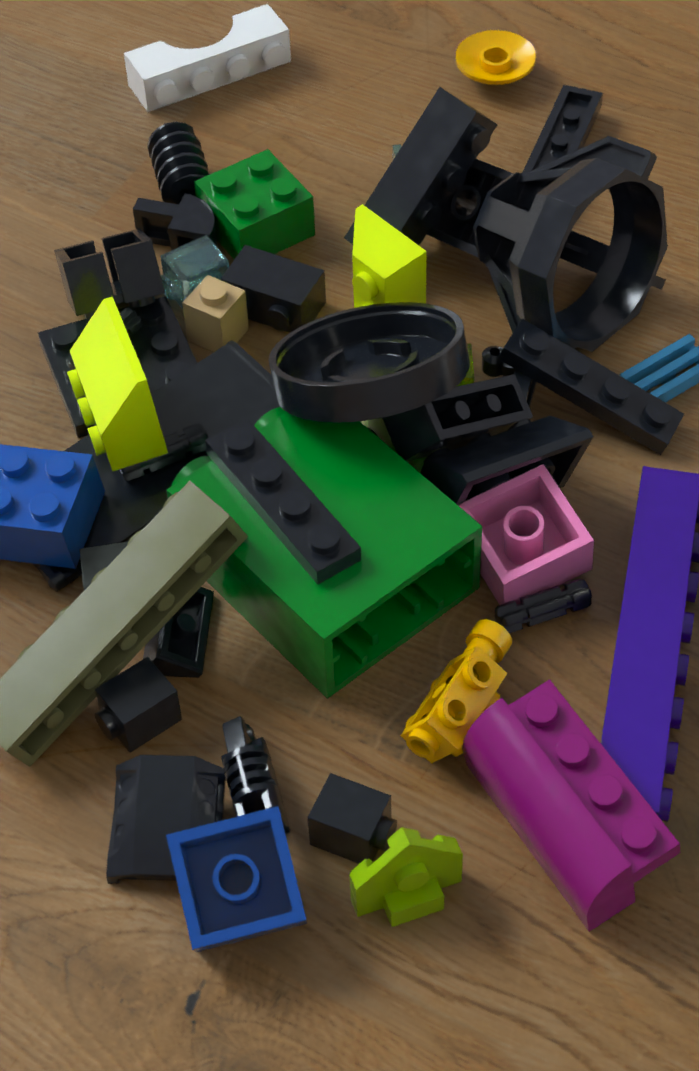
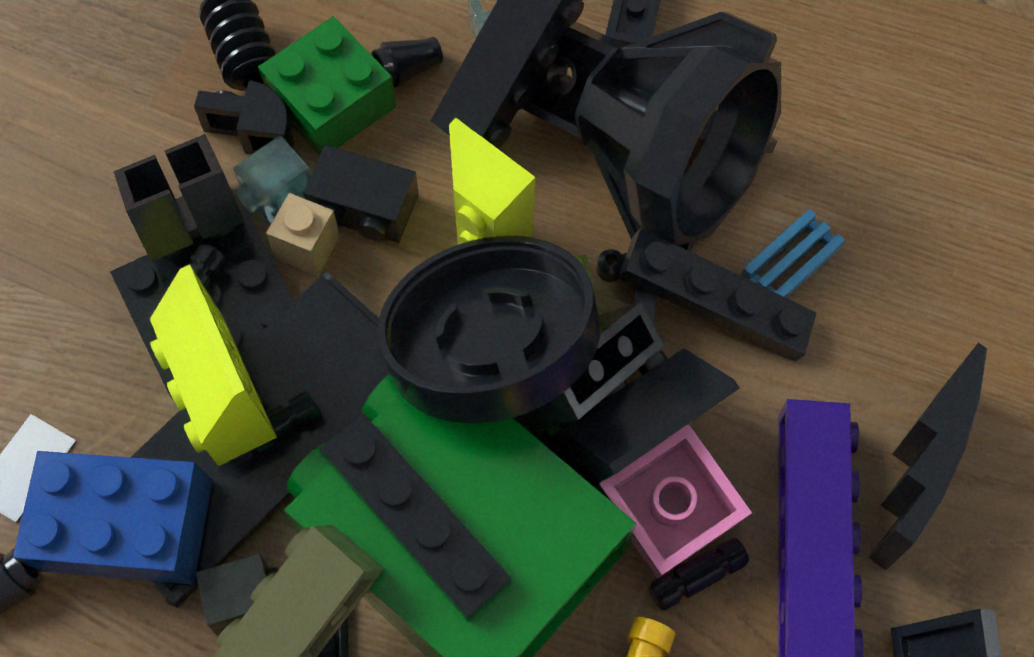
camera: 10 degrees left, 15 degrees up
(333, 194) = (408, 57): none -> black cone

